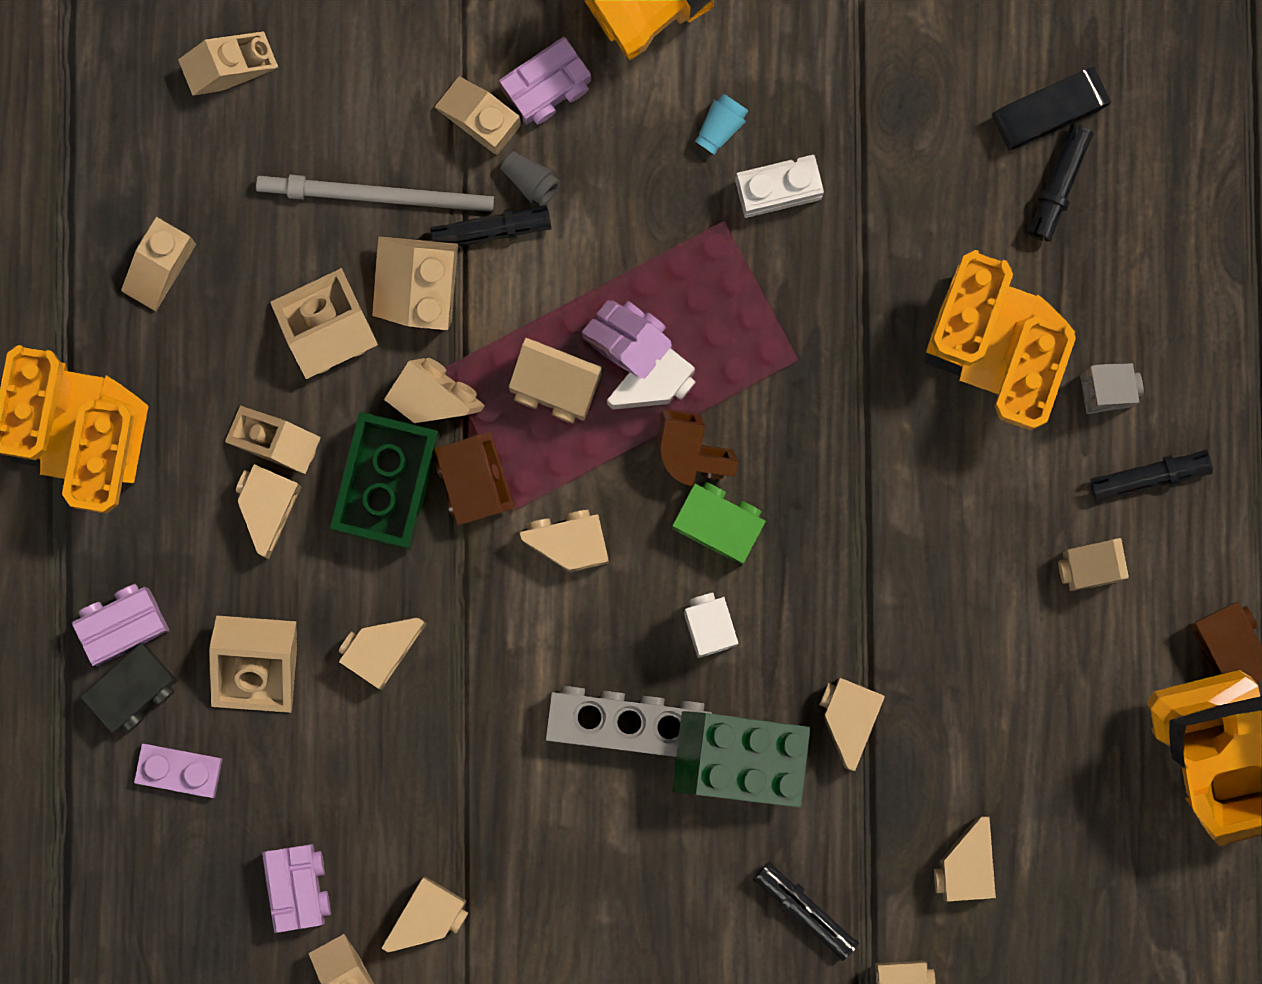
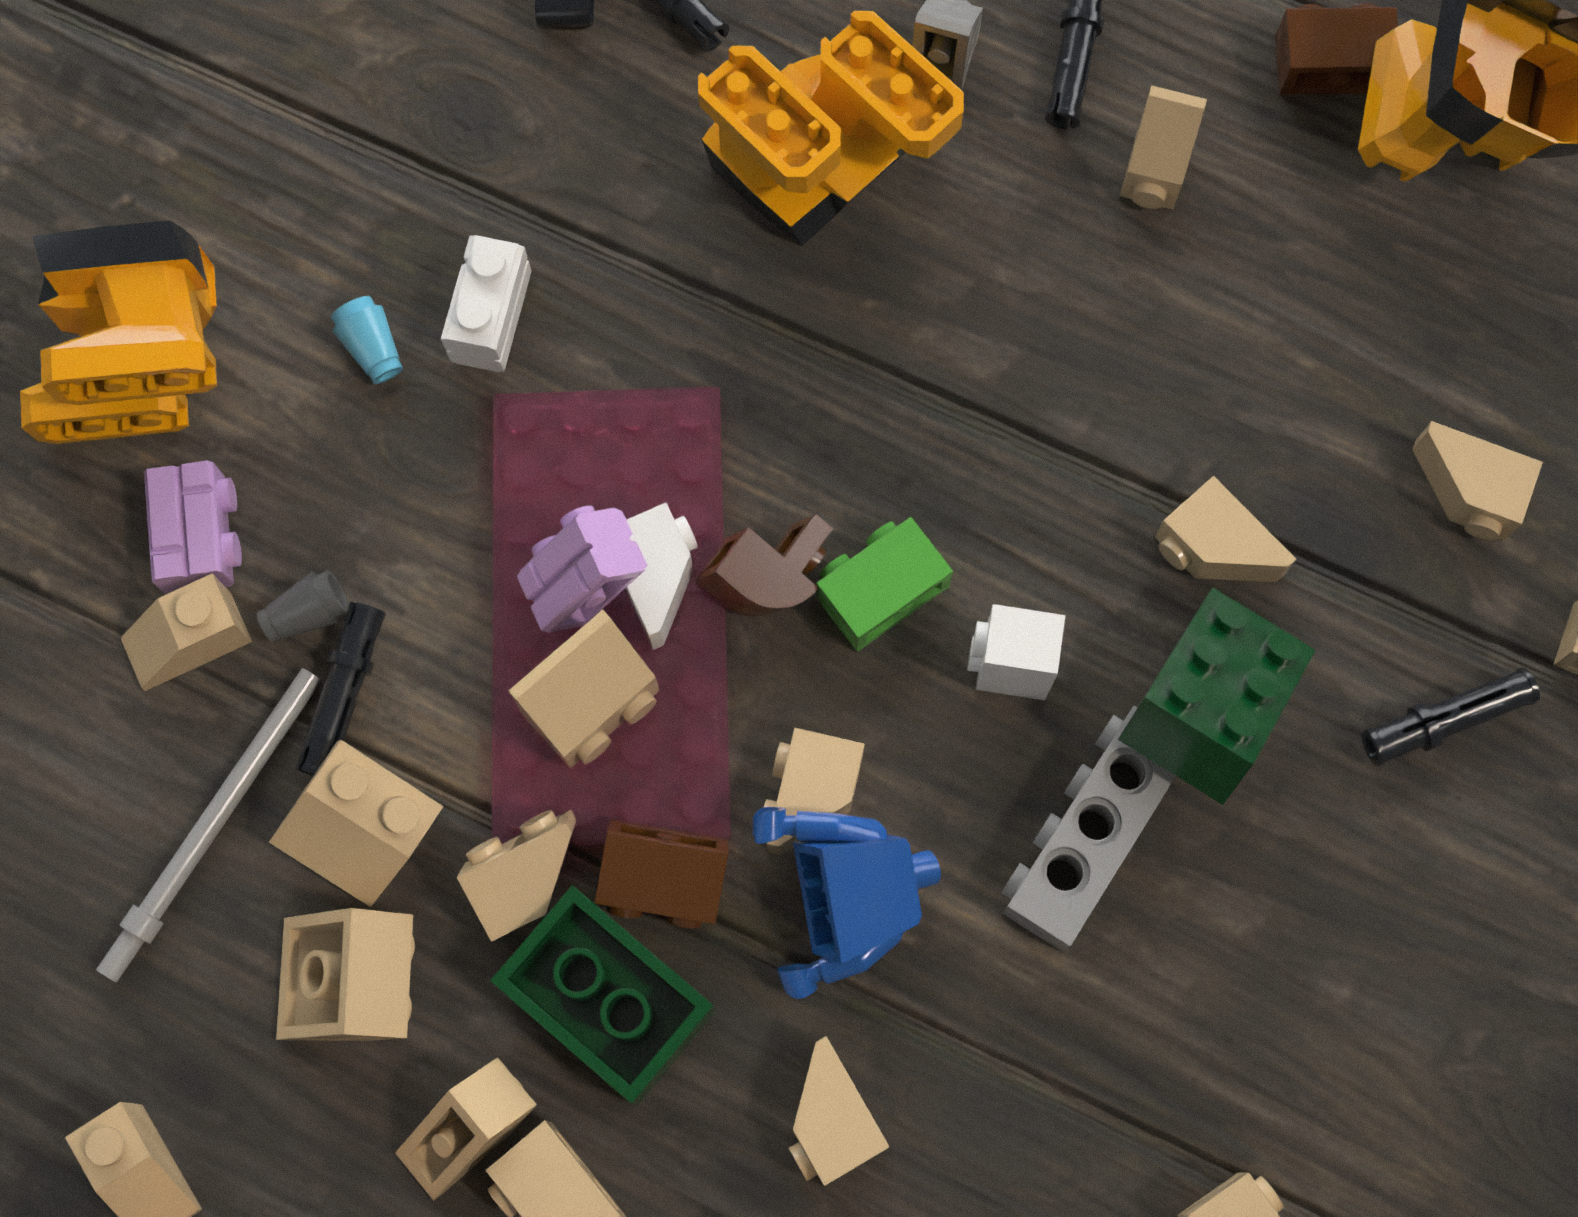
camera: 60 degrees left, 10 degrees down
(517, 598) = (854, 890): none -> blue torso

